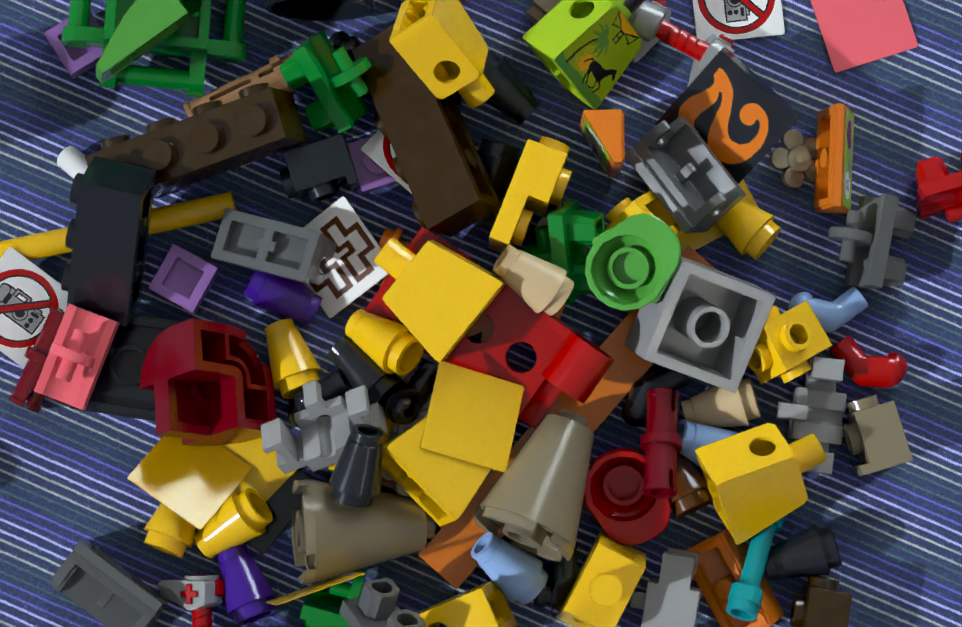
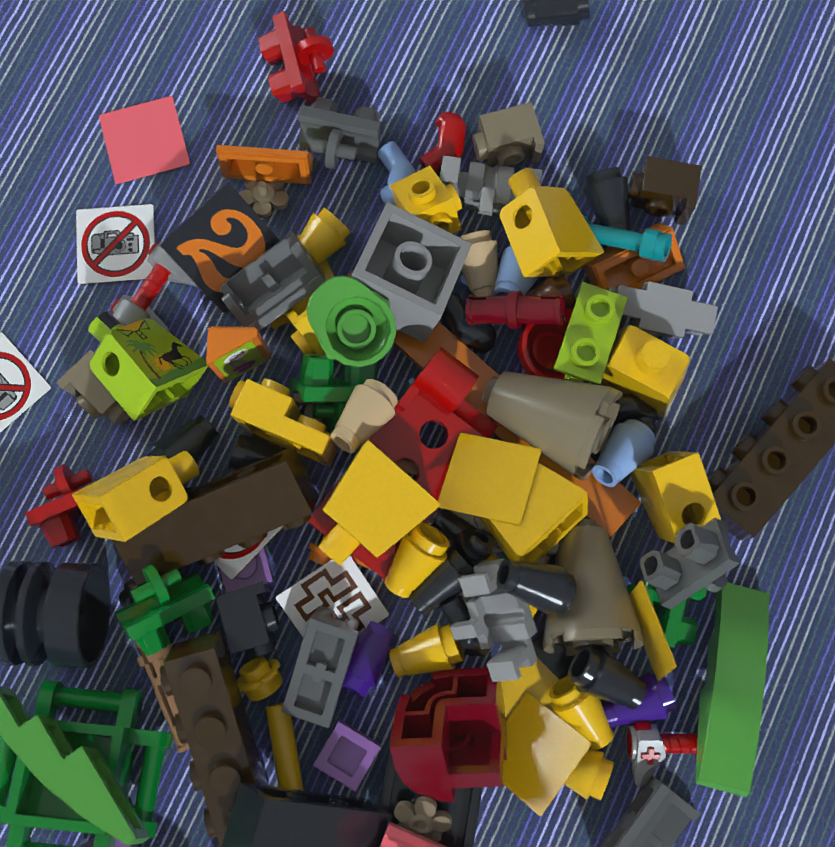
camera: 90 degrees left, 5 degrees down
(123, 357) = (423, 818): none -> dark tan plant
(260, 184) = (259, 678): none -> yellow plate
(266, 543) = (604, 677): none -> black cone
(634, 525) = (590, 334): none -> lime hinge

